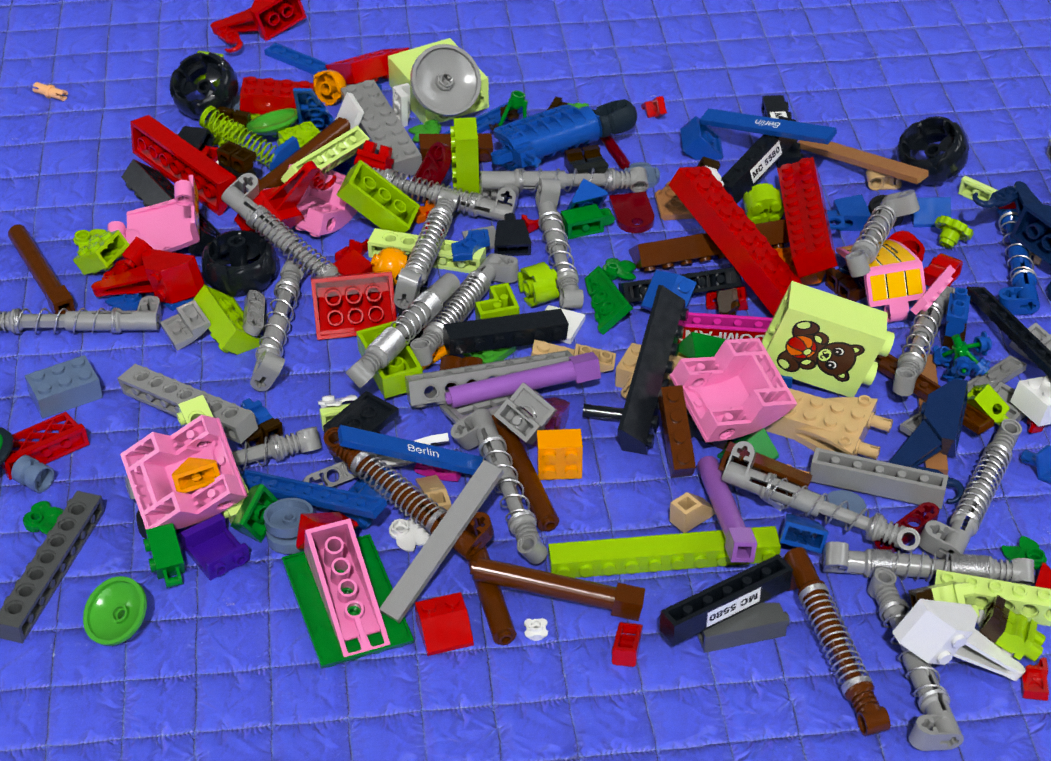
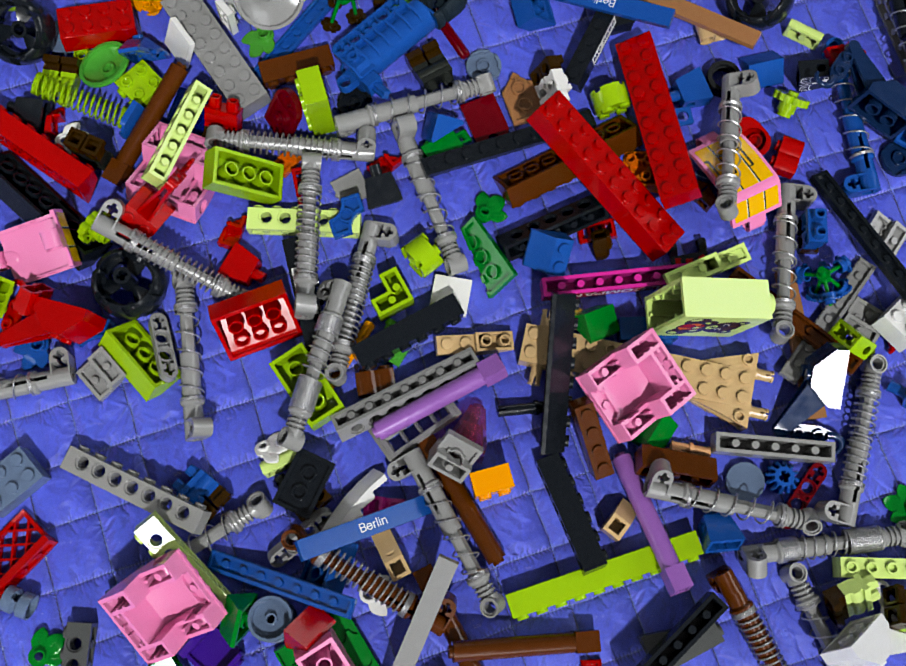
camera: 15 degrees left, 35 degrees up
(195, 474) = (173, 609): light orange slope -> none
(220, 217) = (85, 232): none -> lime plant
(389, 259) = (276, 260): light orange cylinder -> none
(627, 221) = (486, 149): none -> black plate
(640, 492) = (571, 513): none -> black brick
(887, 504) = (789, 477): none -> blue gear
(933, 291) = (790, 204): bright pink plate -> none
(981, 218) = (806, 71): none -> black torso

